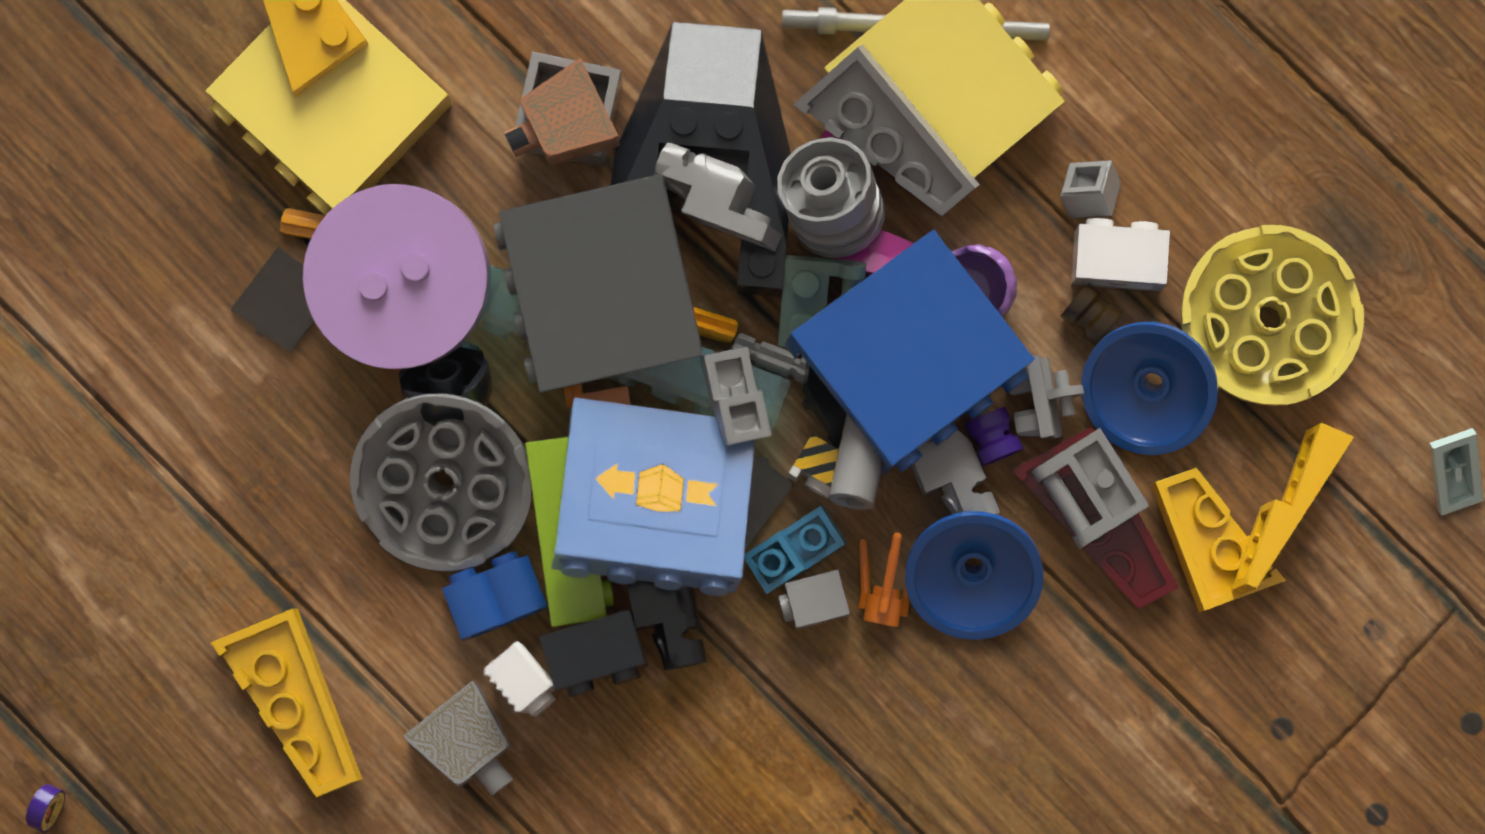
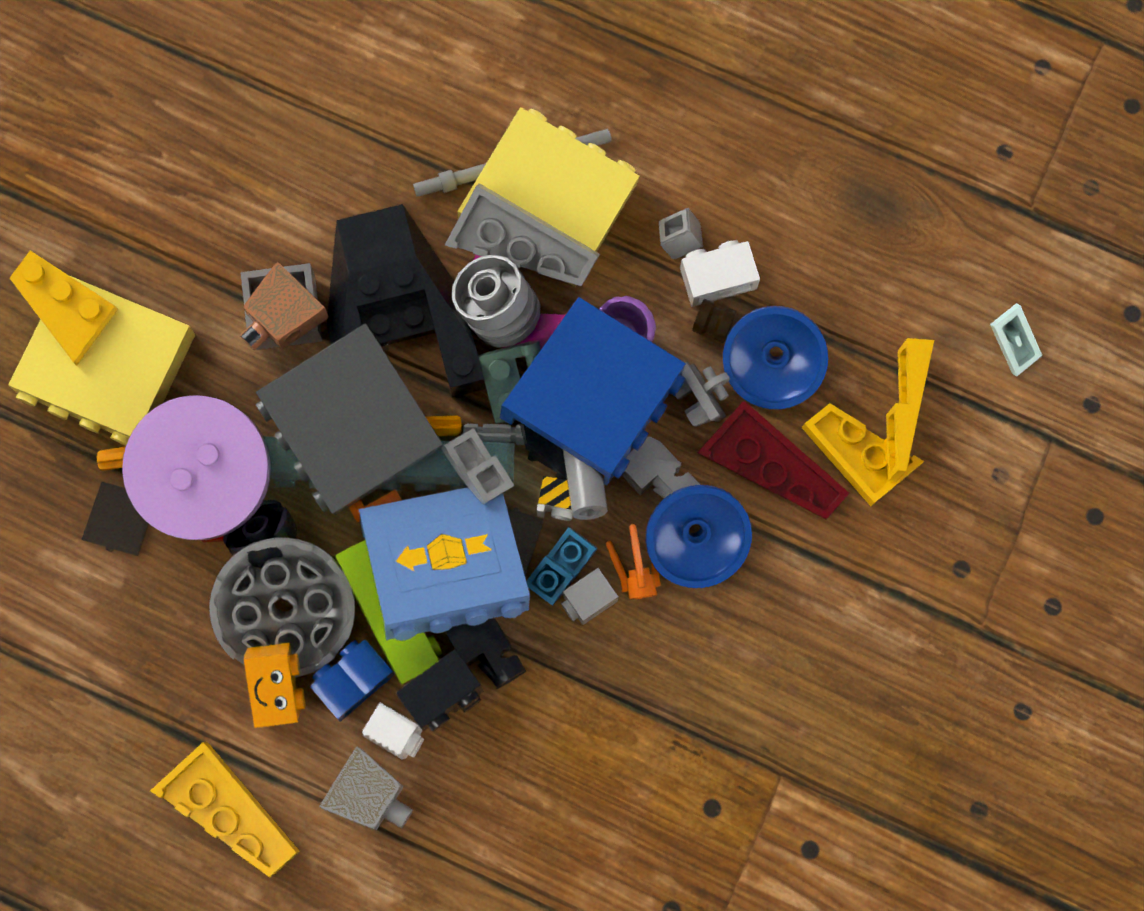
camera: 20 degrees left, 5 degrees down
(399, 570) = (273, 685): none -> light orange brick
(715, 195) = (412, 328): light grey plate -> none
(993, 436) = (673, 430): dark purple wheel -> none
(1103, 480) = (768, 435): light grey plate -> none
(1305, 286) = (848, 244): light yellow brick -> none

